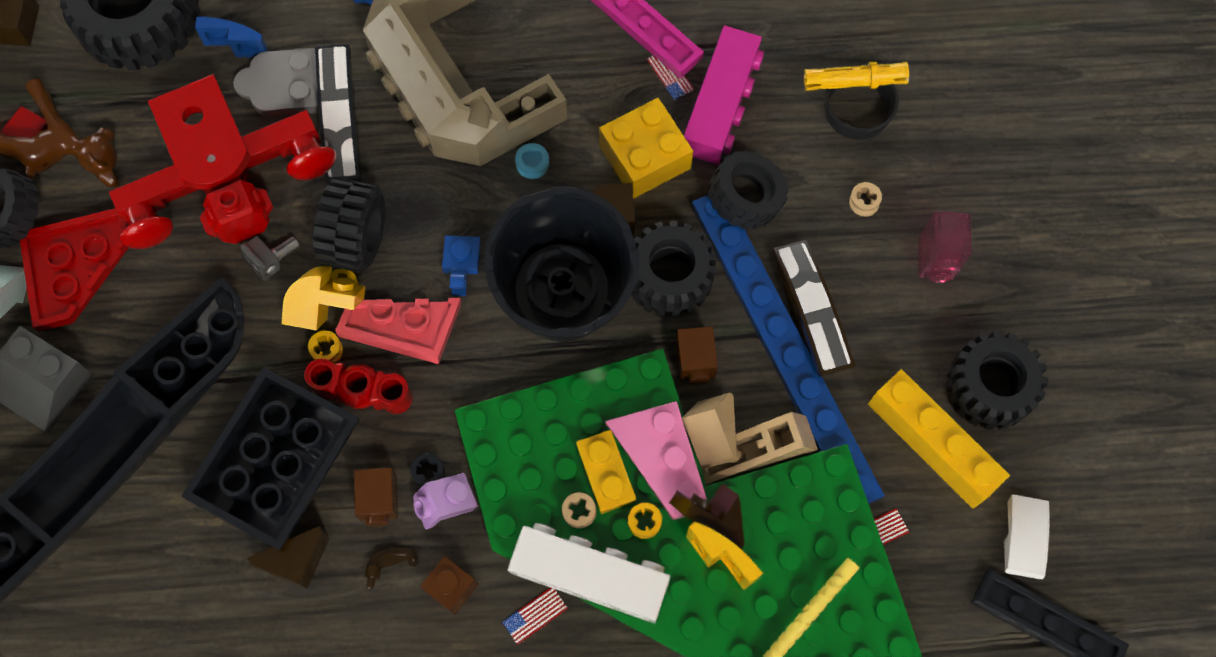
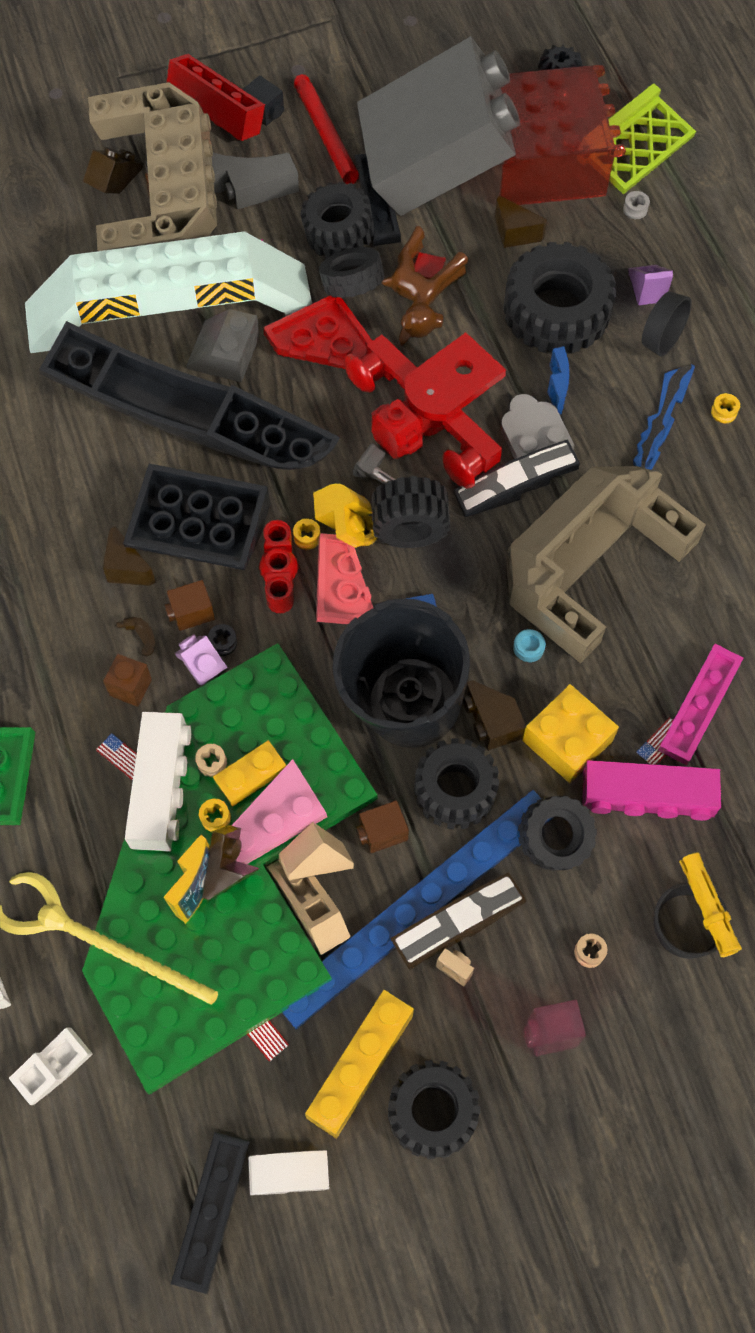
camera: 75 degrees right, 5 degrees down
(858, 322) = (455, 966): none -> tan plate

